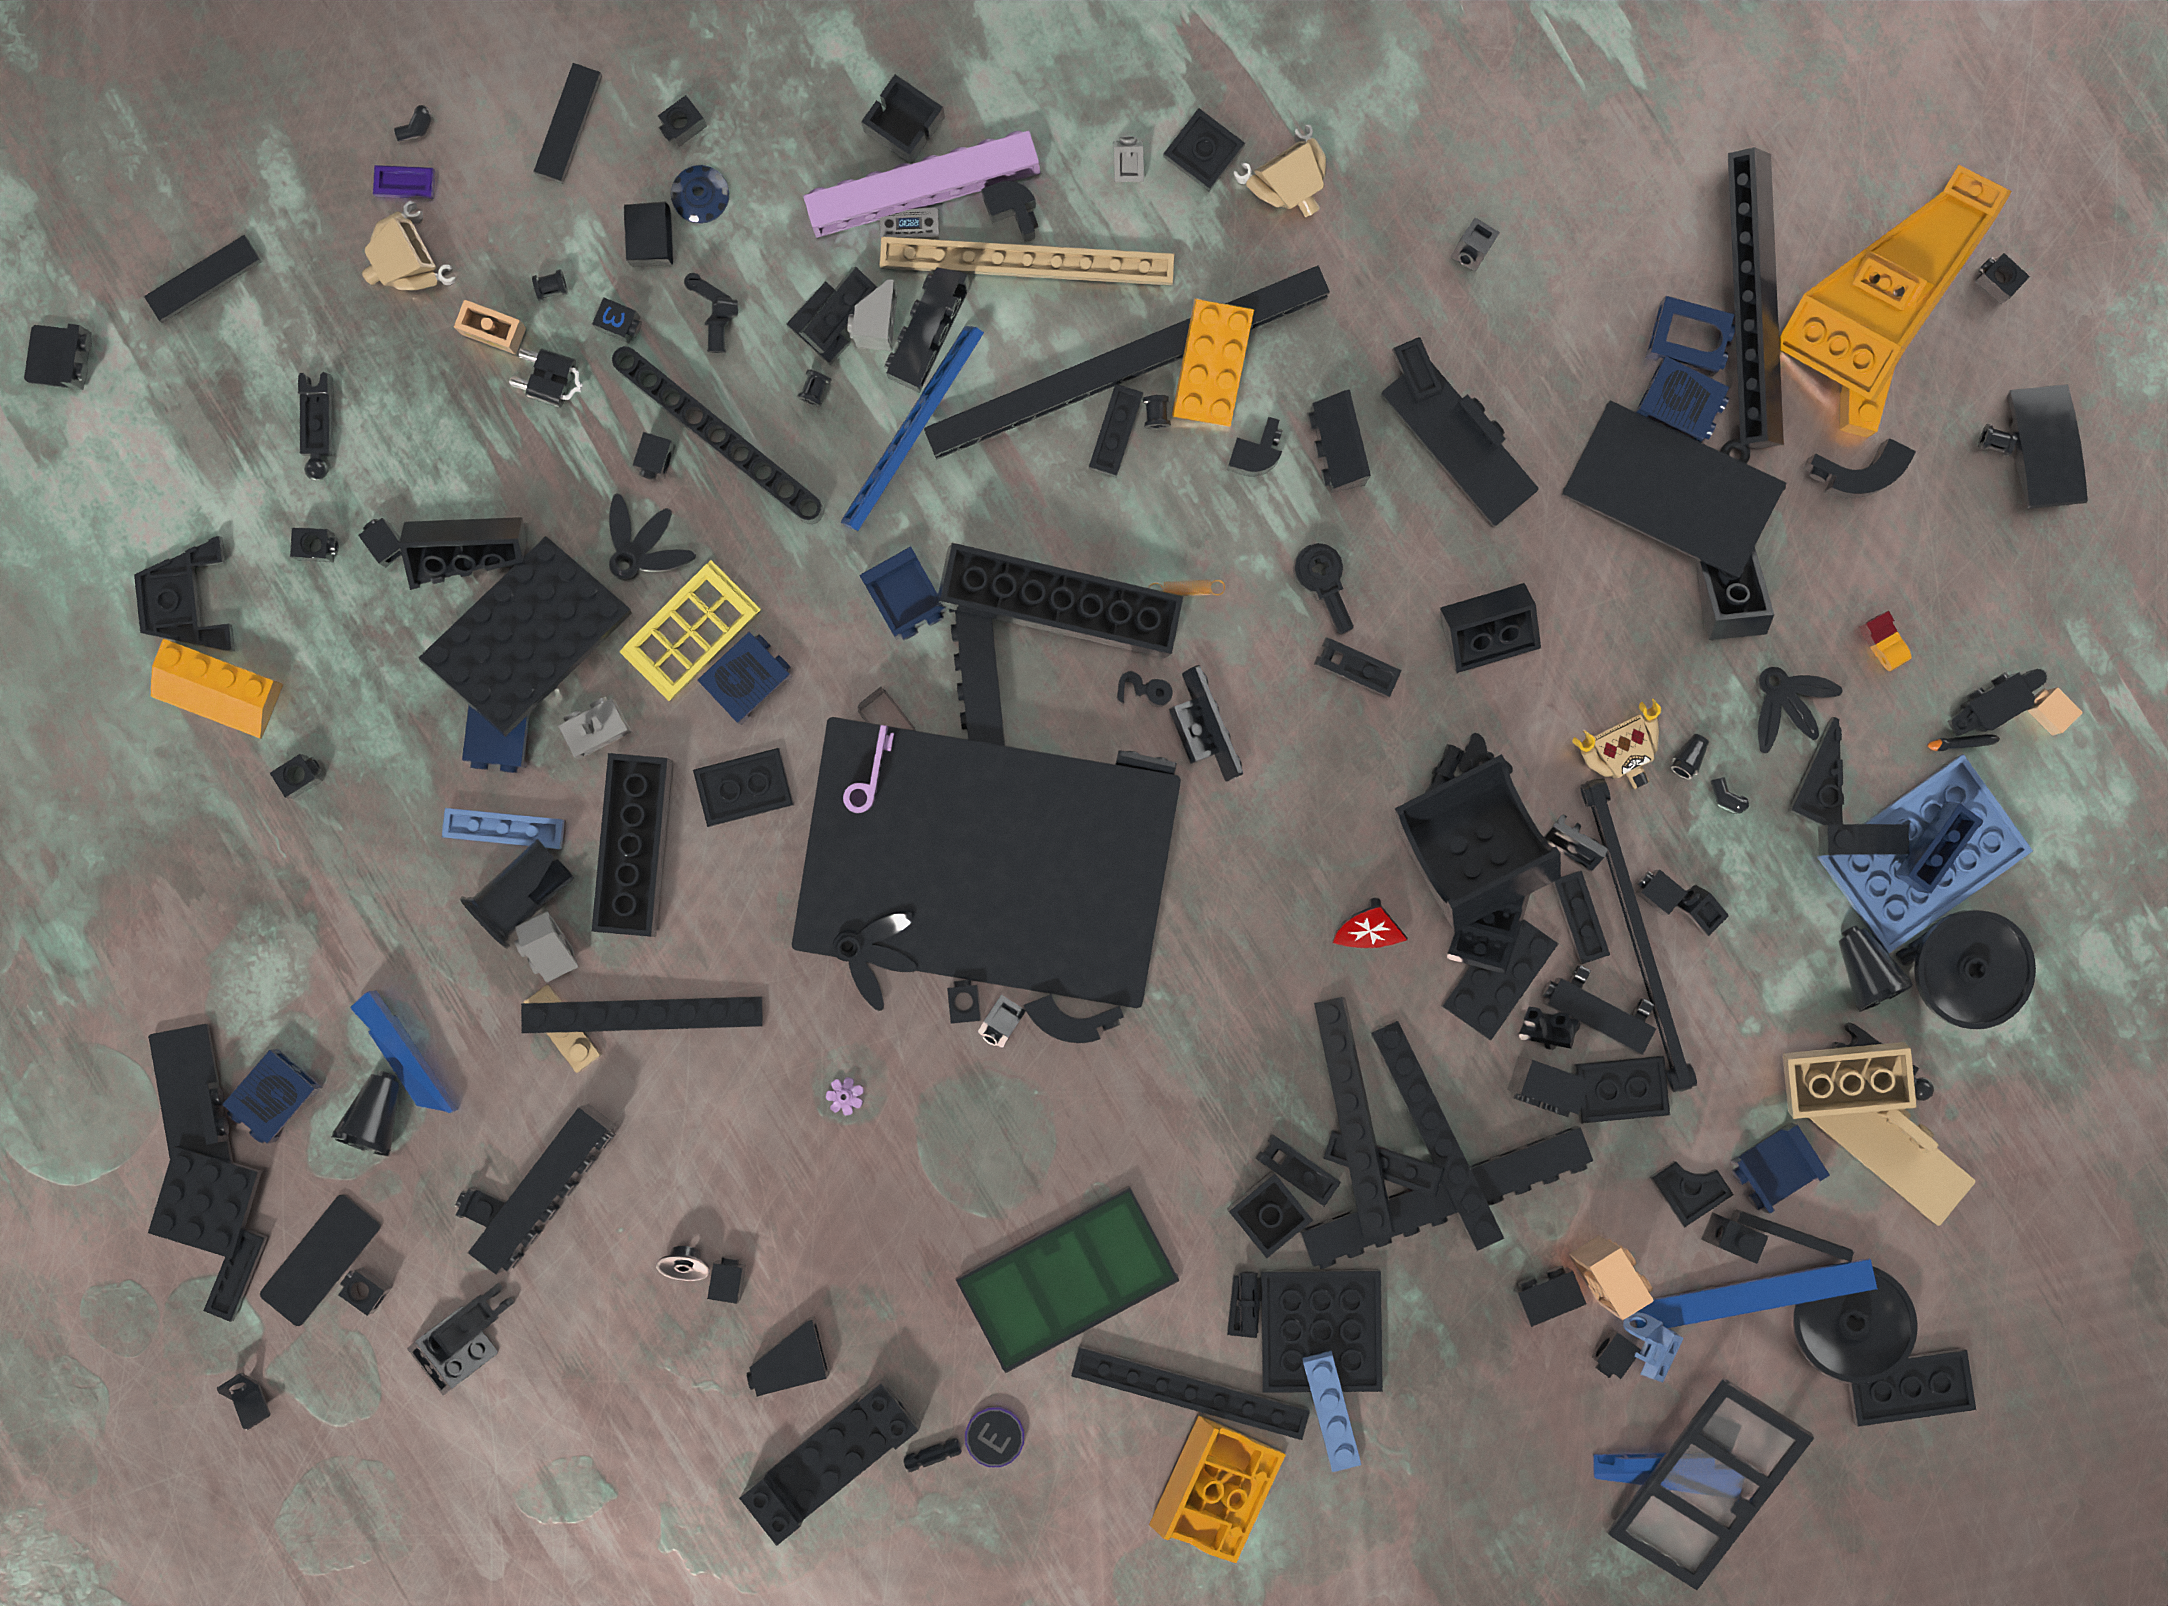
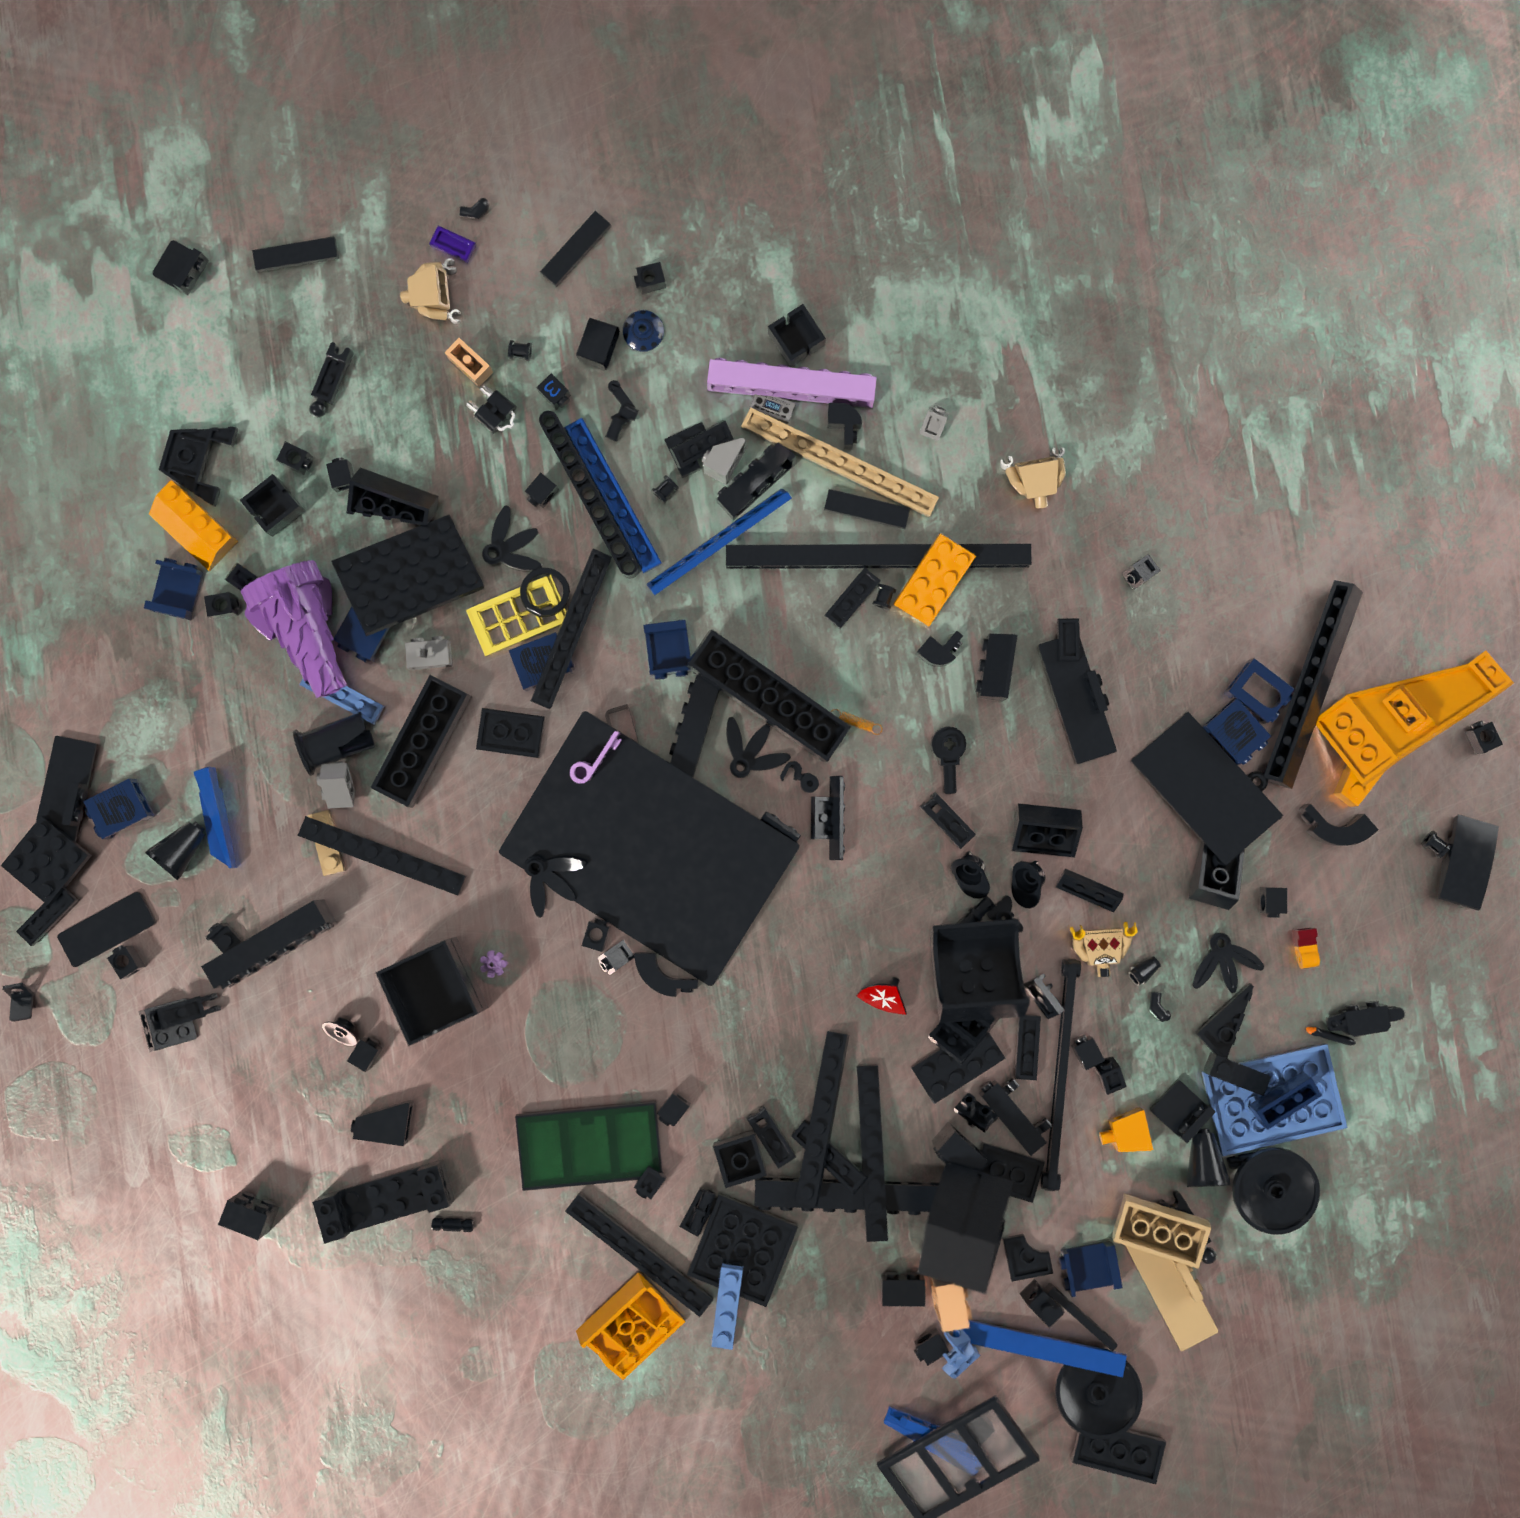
camera: 25 degrees right, 0 degrees up
(227, 780) = (175, 589): none -> dark blue panel
(309, 616) = (272, 503): none -> black piece
(311, 730) = (240, 576): none -> black bracket
(396, 739) = (295, 610): none -> medium lavender cone
(662, 1551) = (248, 1215): none -> black brick
(712, 614) = (534, 609): none -> black piece
(749, 424) = (612, 495): none -> blue tile
(767, 618) = (571, 629): none -> black plate
(780, 1160) = (432, 990): none -> black piece
(994, 1436) = (498, 1230): black tile -> none
(1064, 694) = (747, 757): none -> black plant
(1087, 307) = (867, 509): none -> black tile
(1156, 1187) = (673, 1109): none -> black brick
(1165, 1294) = (649, 1182): none -> black bracket
(1204, 149) = (987, 436): black plate -> none
(1417, 726) = (971, 875): none -> black piece
(1494, 706) = (1027, 883): none -> black piece
(1577, 682) = (1089, 890): none -> black plate
(1596, 1175) = (965, 1227): none -> black piece
(1755, 972) = (1128, 1132): none -> light orange torso
(1813, 917) = (1182, 1111): none -> black bracket
(1819, 599) = (1273, 901): none -> black brick
(2054, 710) = (1400, 1040): light nougat brick -> none

